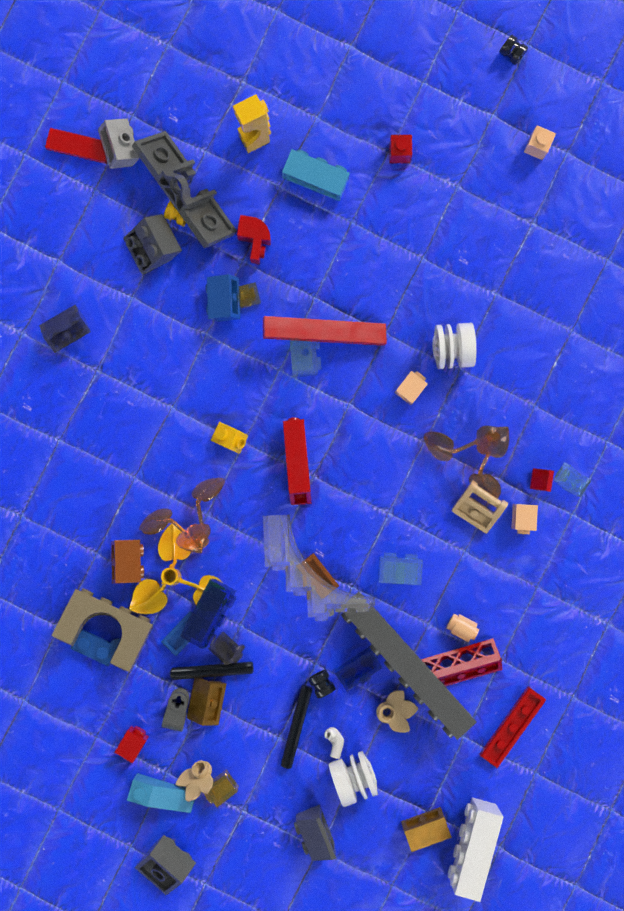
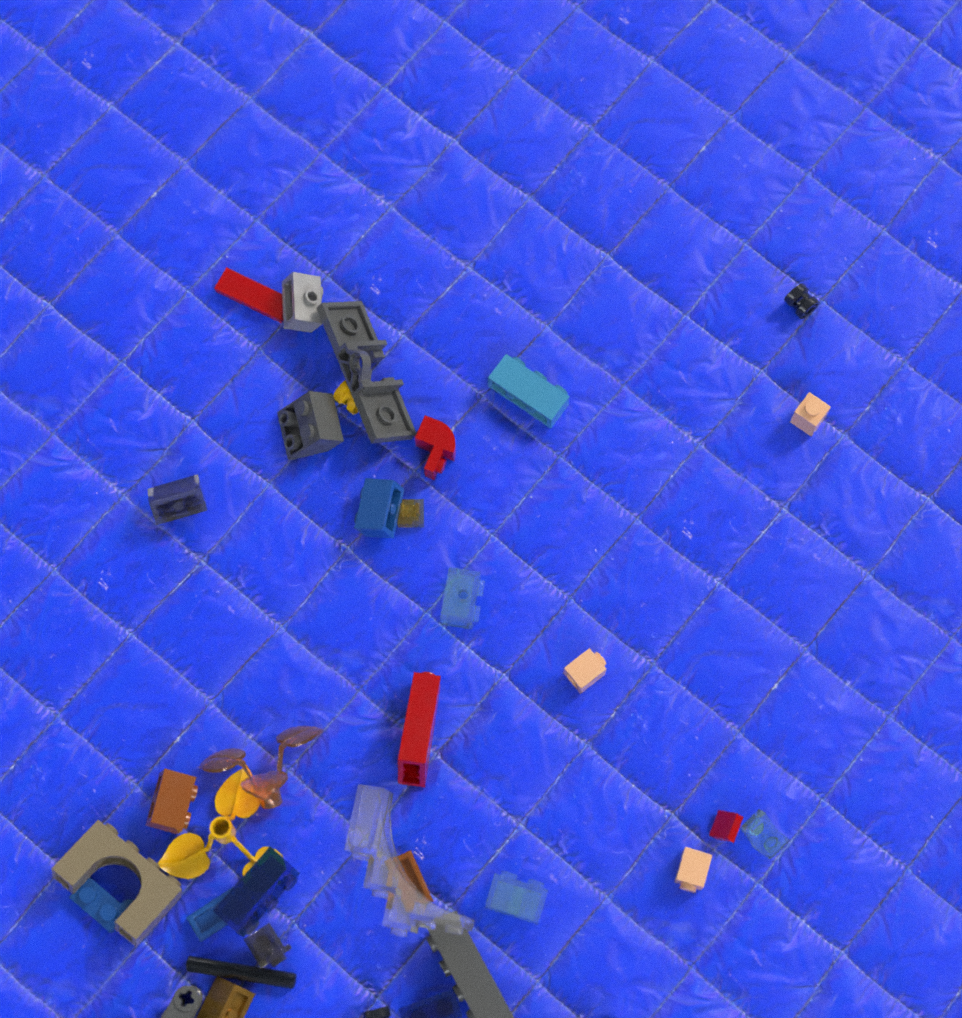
camera: 15 degrees right, 15 degrees down
(229, 437) = (342, 679): yellow bracket -> none
(253, 122) = (467, 313): yellow arch -> none
(324, 331) = (493, 574): tile -> none
(400, 149) = (638, 383): red brick -> none
(455, 345) = (650, 630): white wheel -> none
(462, 627) = (580, 994): light nougat brick -> none
(475, 512) = (631, 847): tan plate -> none
(489, 441) = (667, 760): plant -> none

